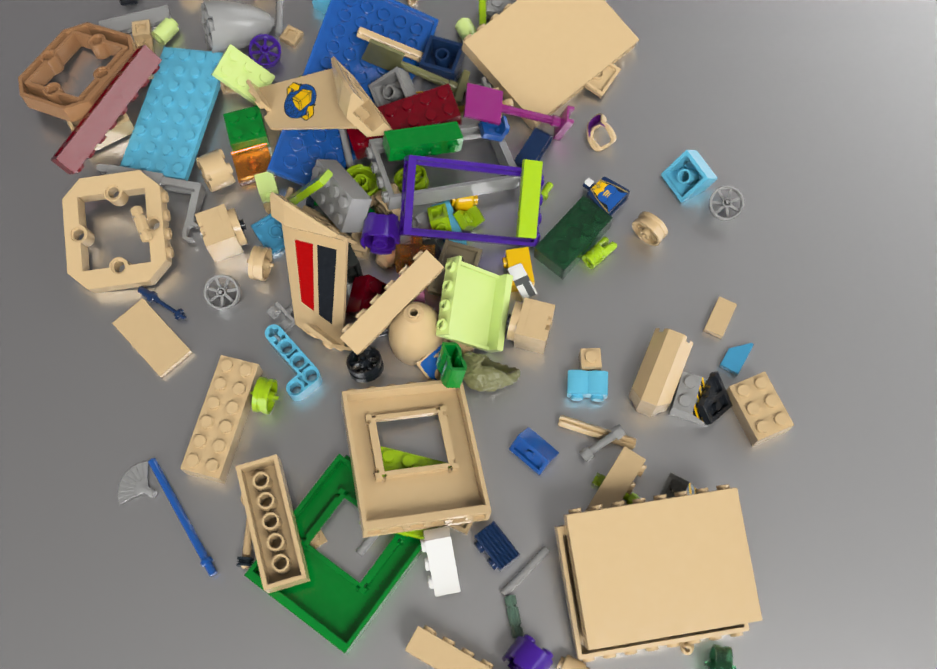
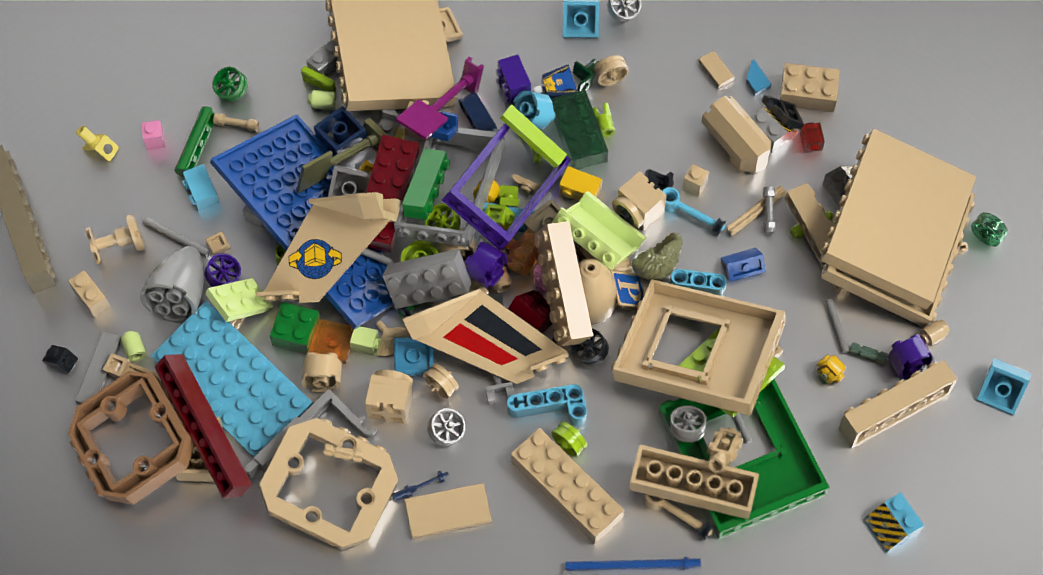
camera: 60 degrees left, 5 degrees down
(310, 187) = (405, 302): lime tile -> none
(313, 532) = (723, 448): none -> tan brick
(328, 486) = (687, 420): none -> light grey wheel
(411, 53) = (297, 164): tan axle -> none
(440, 561) = (799, 374): white brick -> none
(451, 365) = (640, 276): green brick -> none
(473, 589) = (831, 369): none -> yellow head
(483, 412) = (707, 280): none -> medium azure beam
(492, 226) = (526, 185): none -> tan piece
(496, 547) = (807, 333): dark blue brick -> none
(522, 281) = (596, 187): white sticker -> none
(558, 406) = (673, 194): none -> medium azure piece
(563, 188) = (535, 107): none -> medium azure brick
(567, 330) = (661, 181): none -> black bracket
(581, 157) = (512, 78): none -> dark purple brick
(587, 385) = (713, 194): medium azure brick -> none
(595, 123) = (486, 50): tan piece -> none
(634, 211) = (584, 73): none -> dark green bracket
(707, 440) = (812, 137): none -> clear red brick

